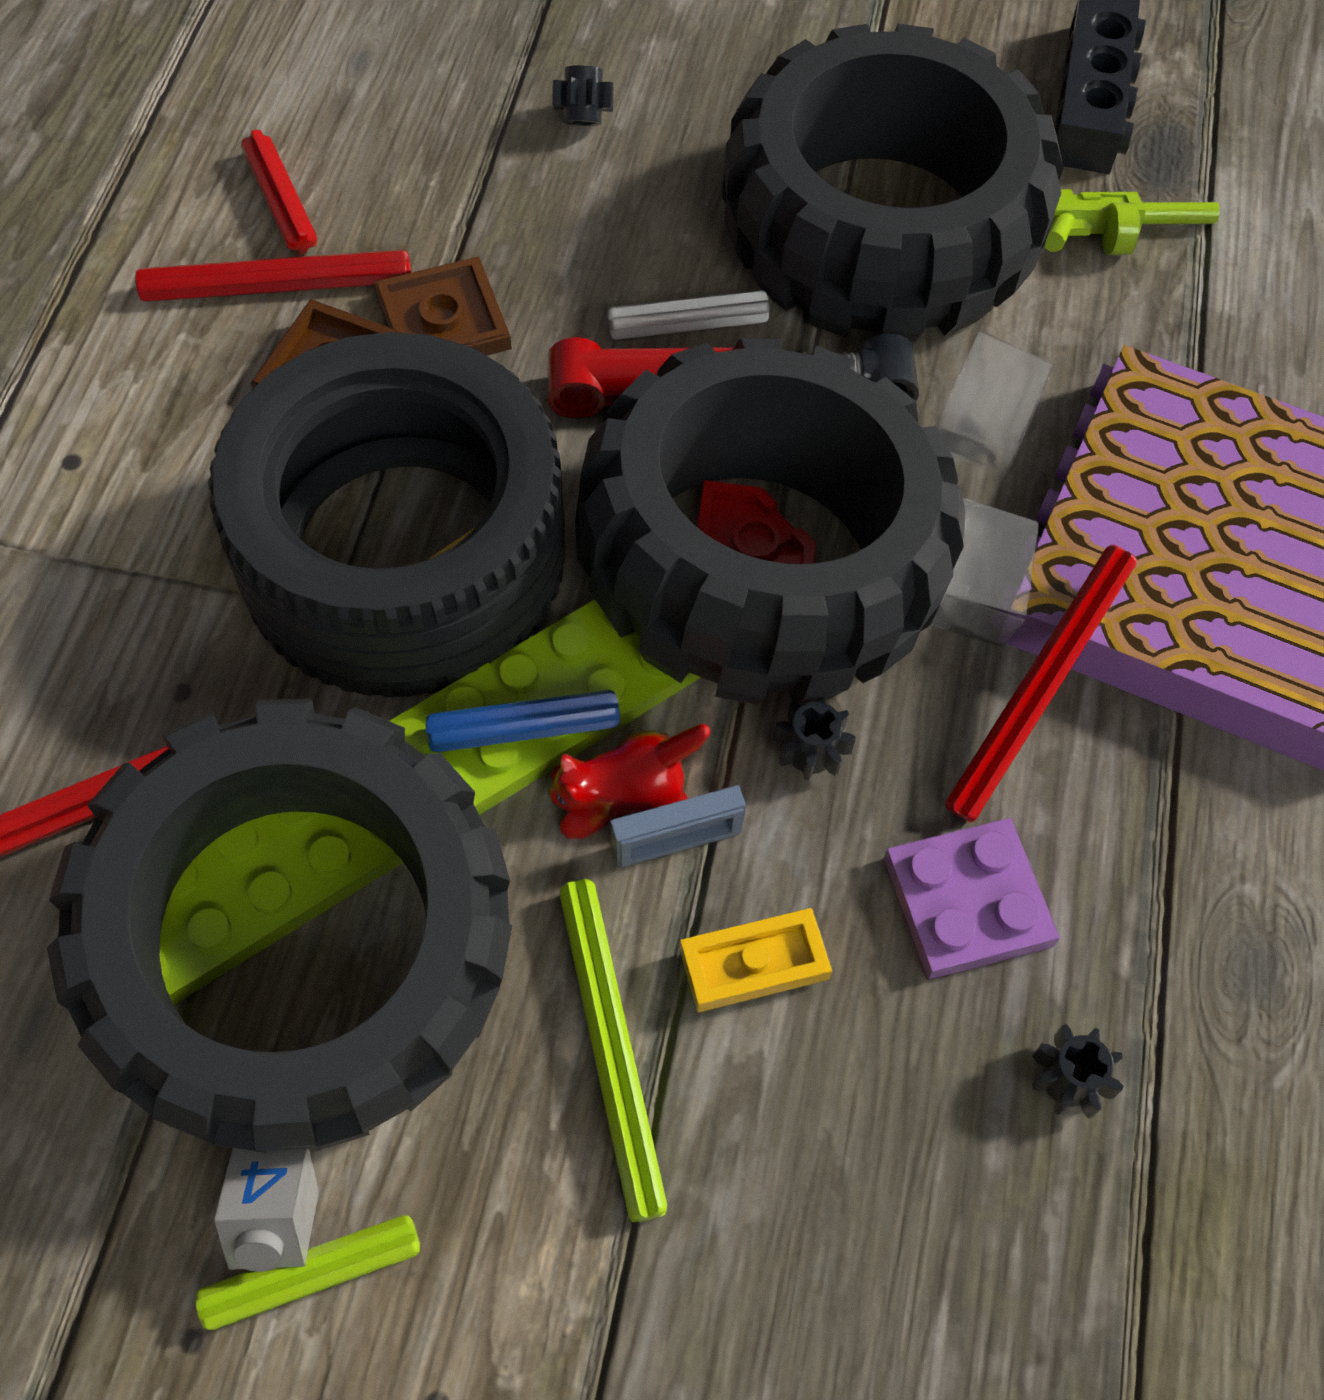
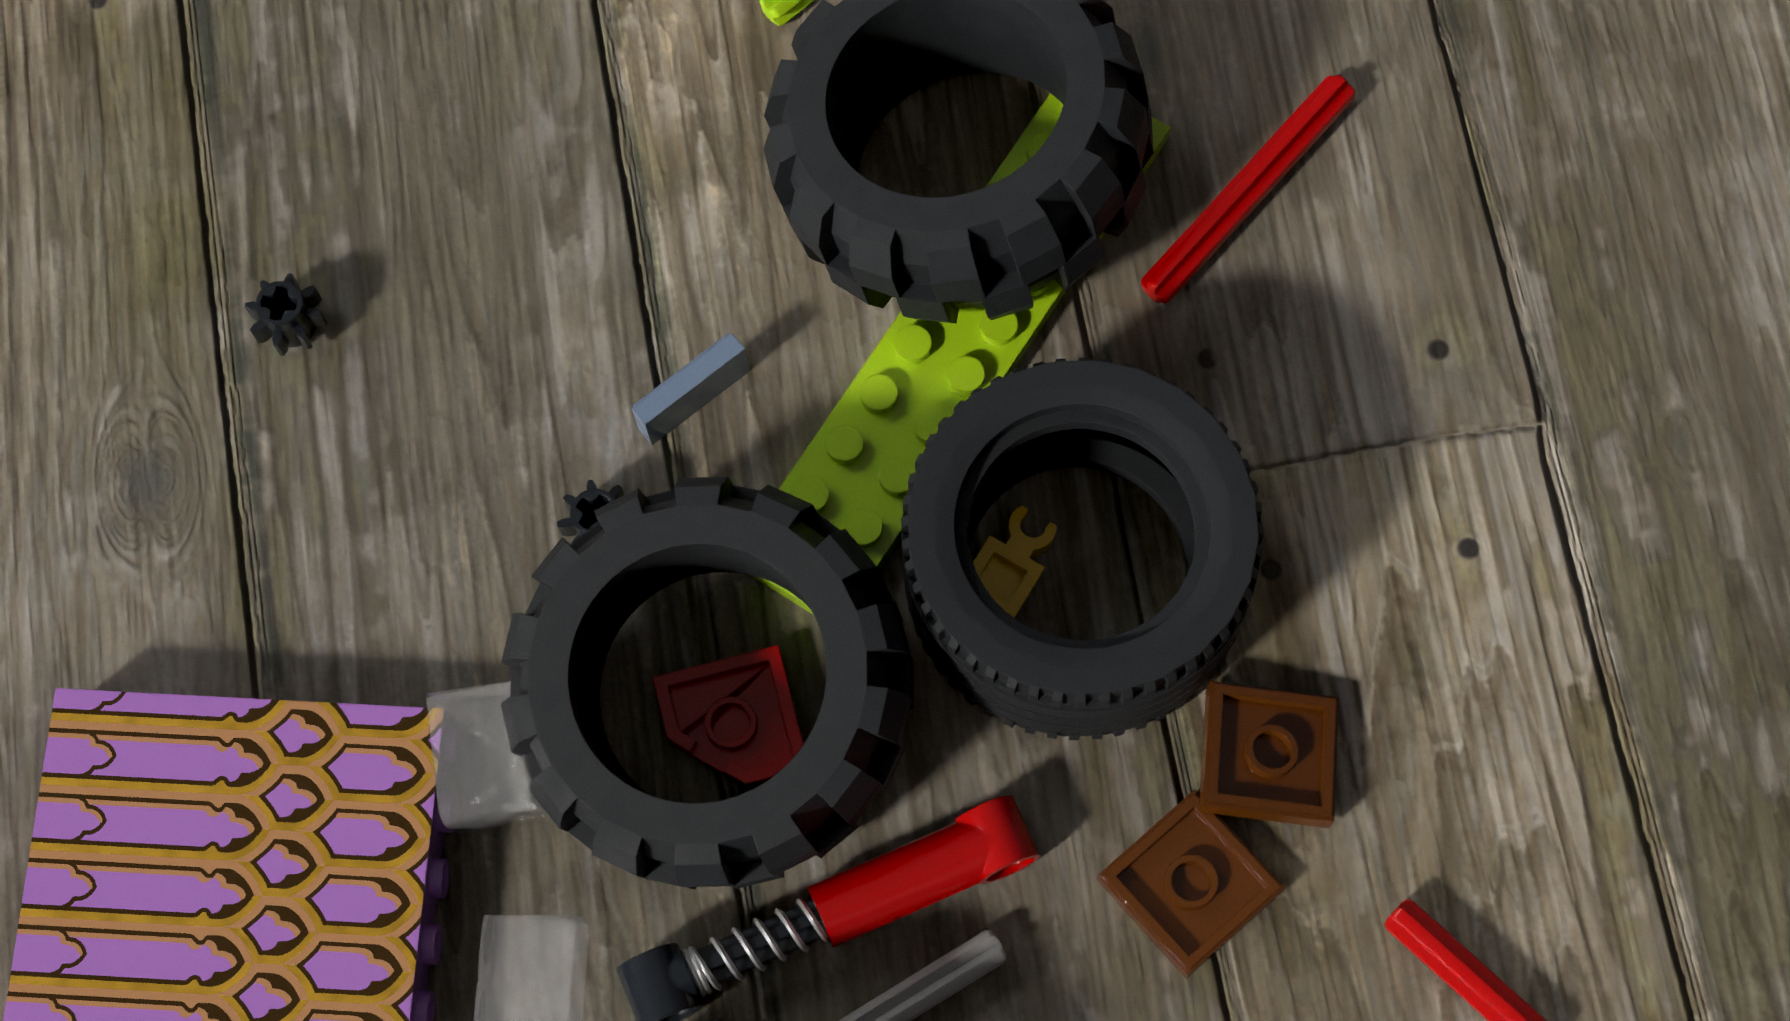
camera: 165 degrees right, 10 degrees up
(269, 275) = (1400, 855): red axle -> none
(522, 720) = (865, 415): blue axle -> none
(613, 1053) = (679, 202): lime axle -> none
(633, 778) = (753, 415): red animal -> none
(755, 960) = (582, 305): yellow plate -> none
(970, 898) = (414, 440): medium lavender plate -> none
(1040, 683) = (393, 645): red axle -> none

